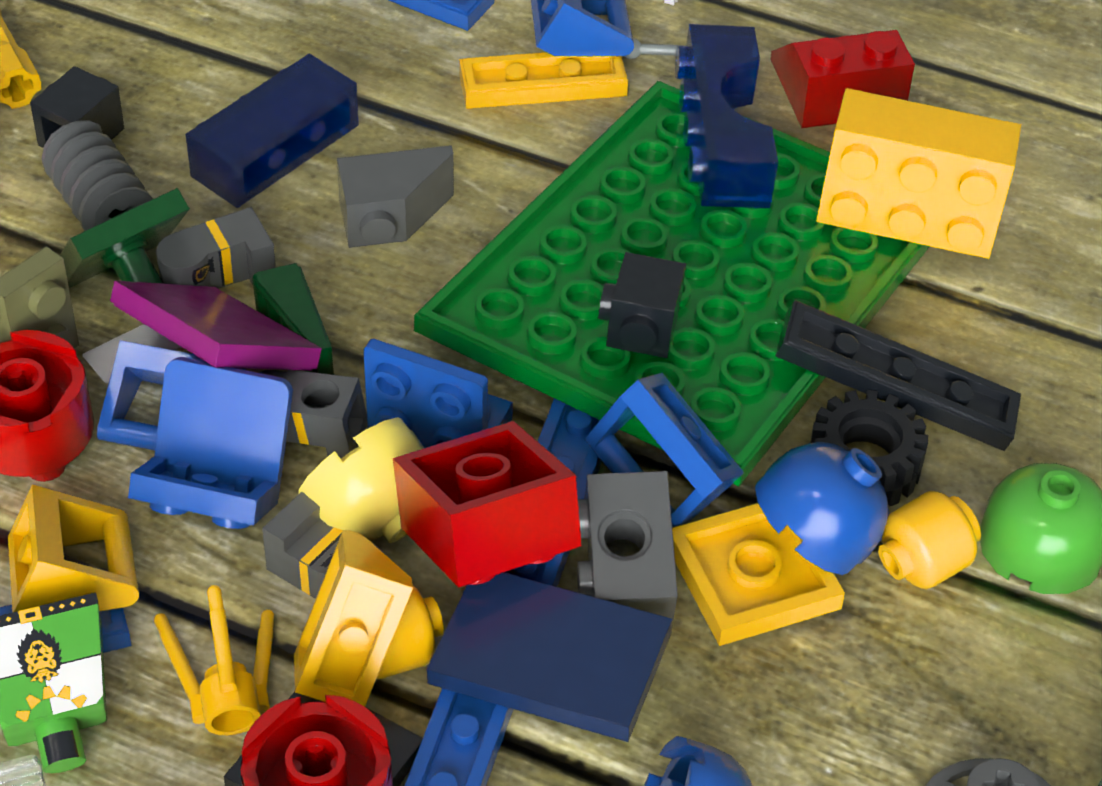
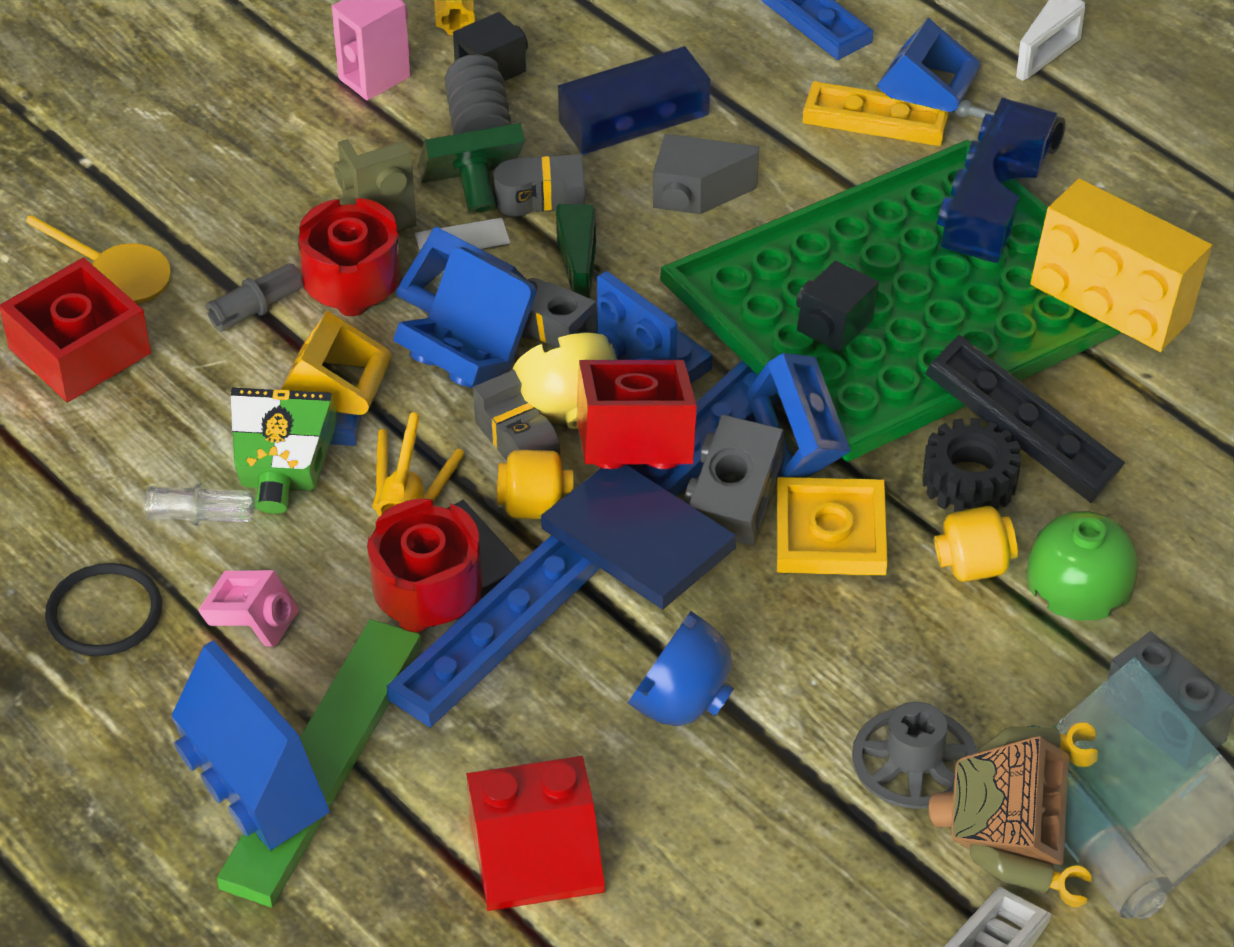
camera: 25 degrees right, 0 degrees up
(215, 326) = (509, 235): magenta tile -> none
(351, 622) = (499, 465): yellow tile -> none
(821, 70) = (1133, 171): red slope -> none
(828, 502) = (902, 493): blue cylinder -> none

